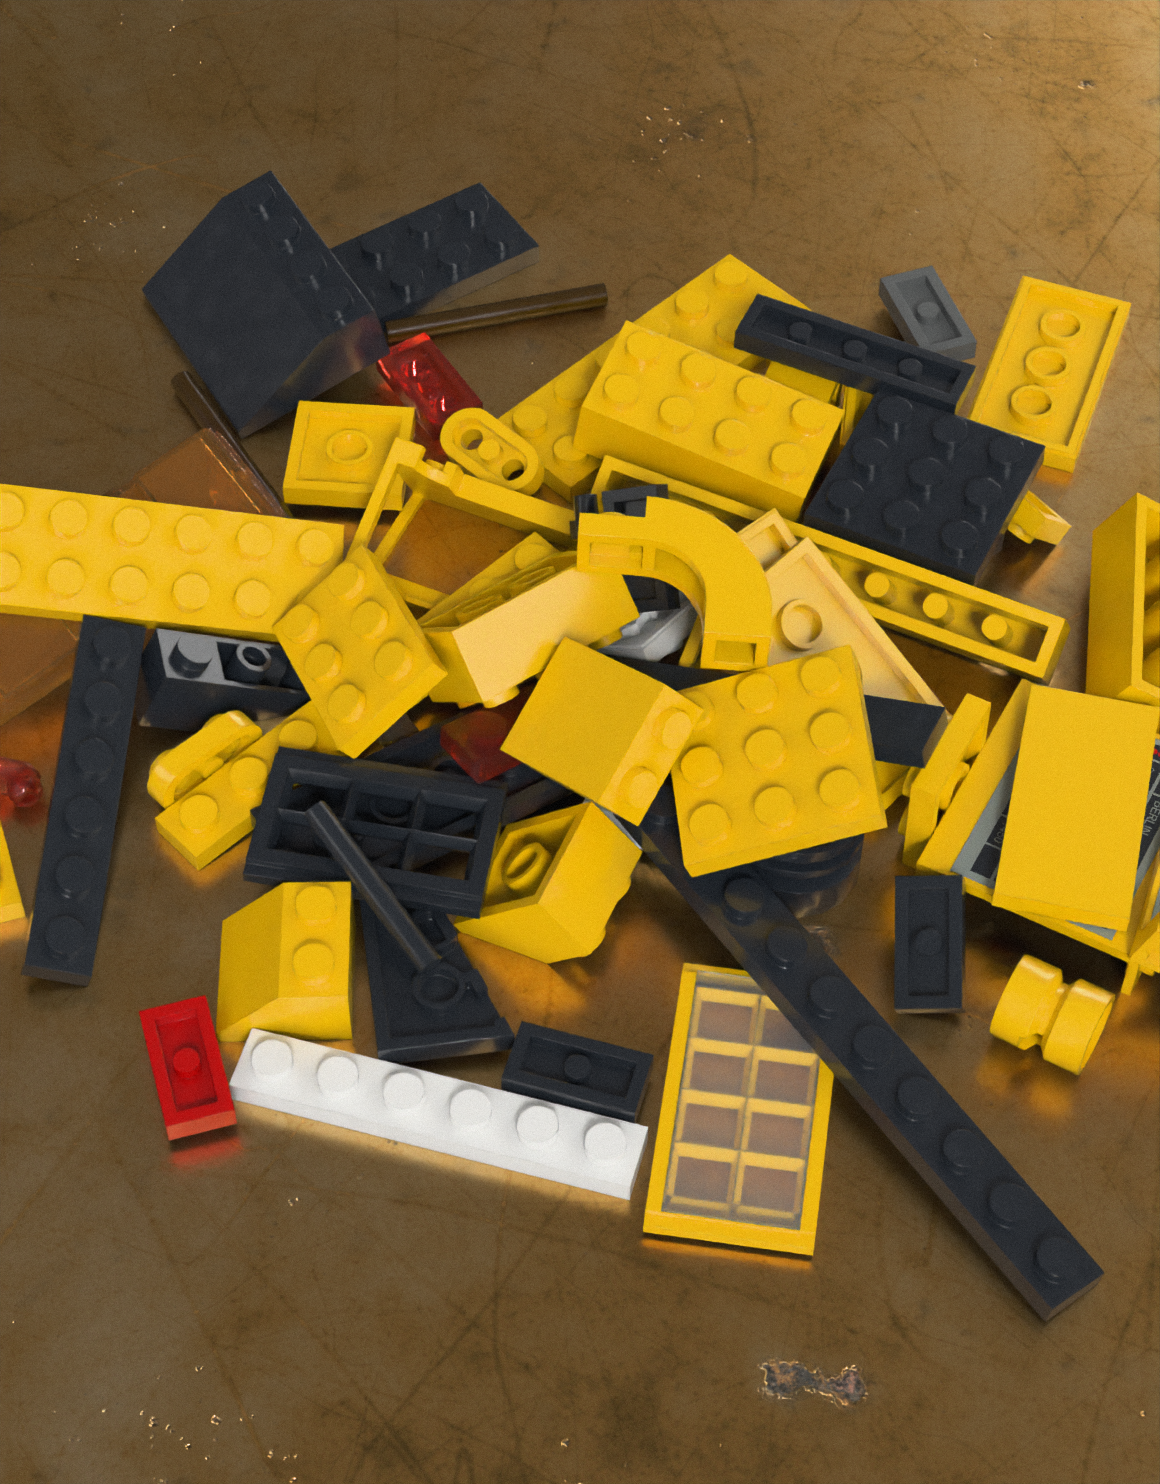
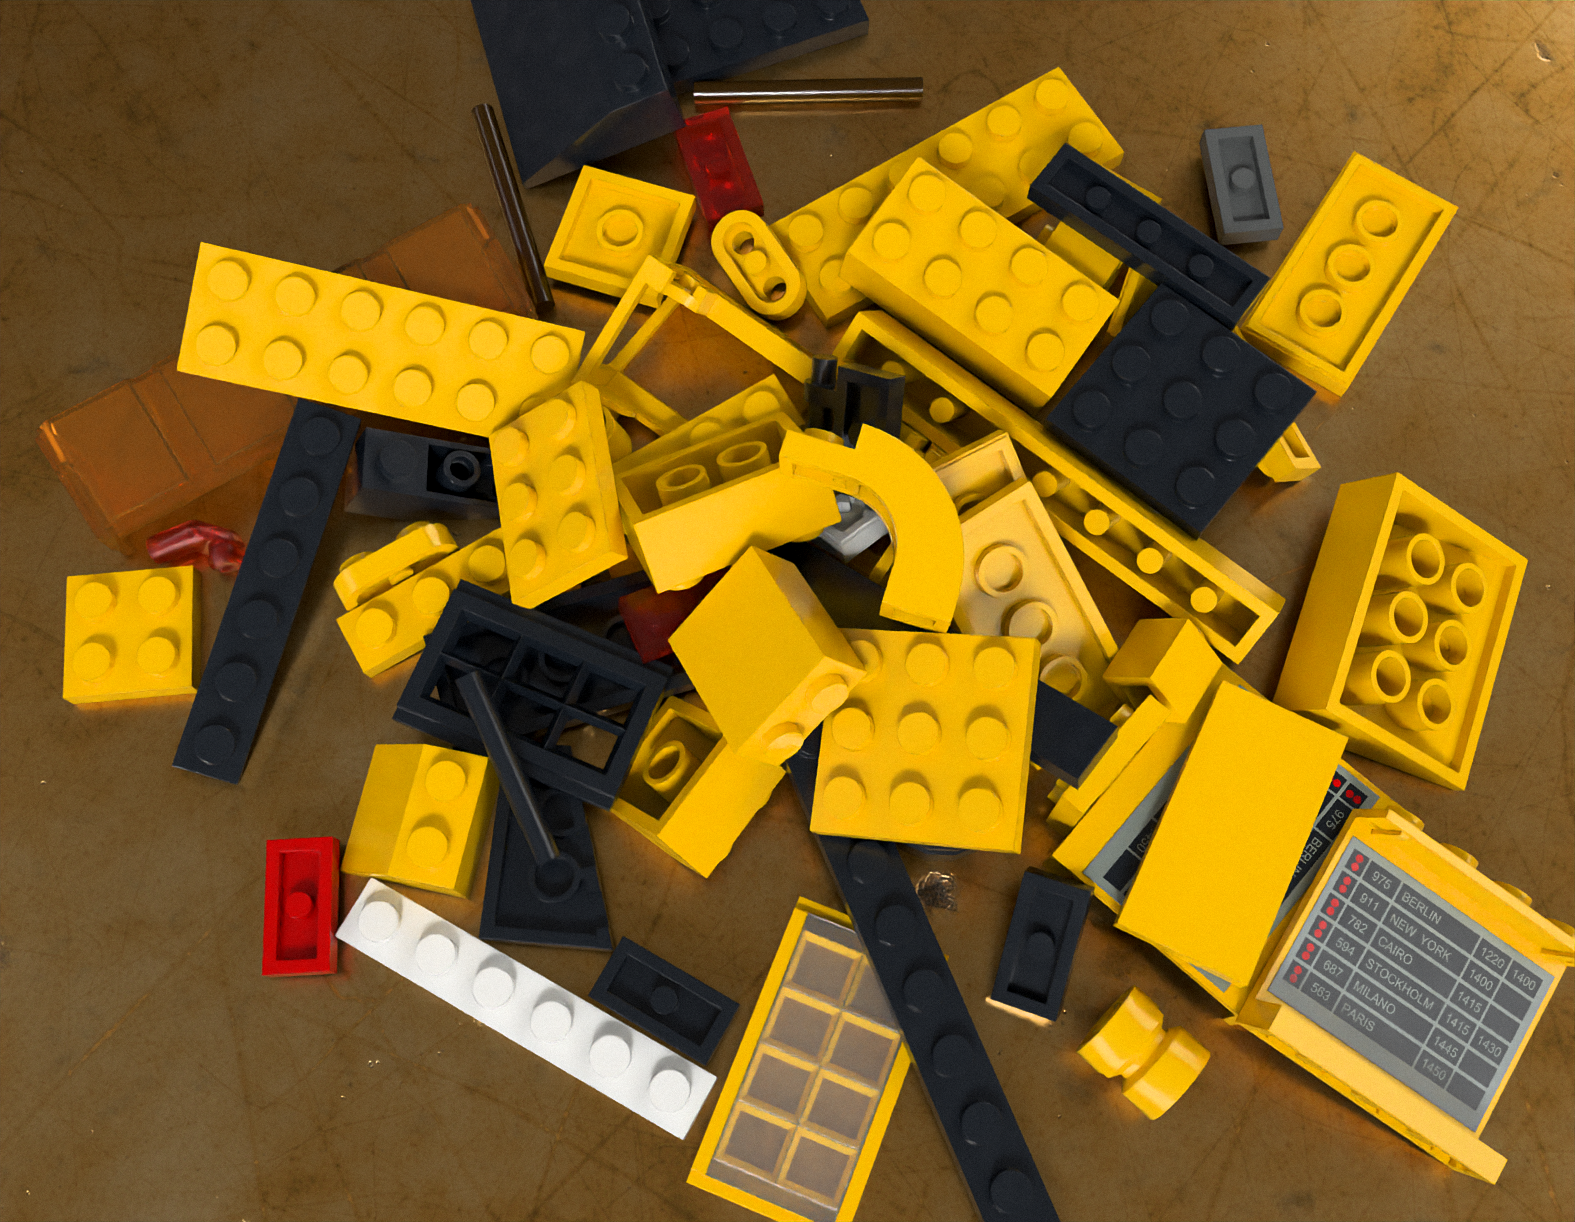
camera: 15 degrees right, 20 degrees up
(980, 672) = (1163, 661): none -> yellow brick

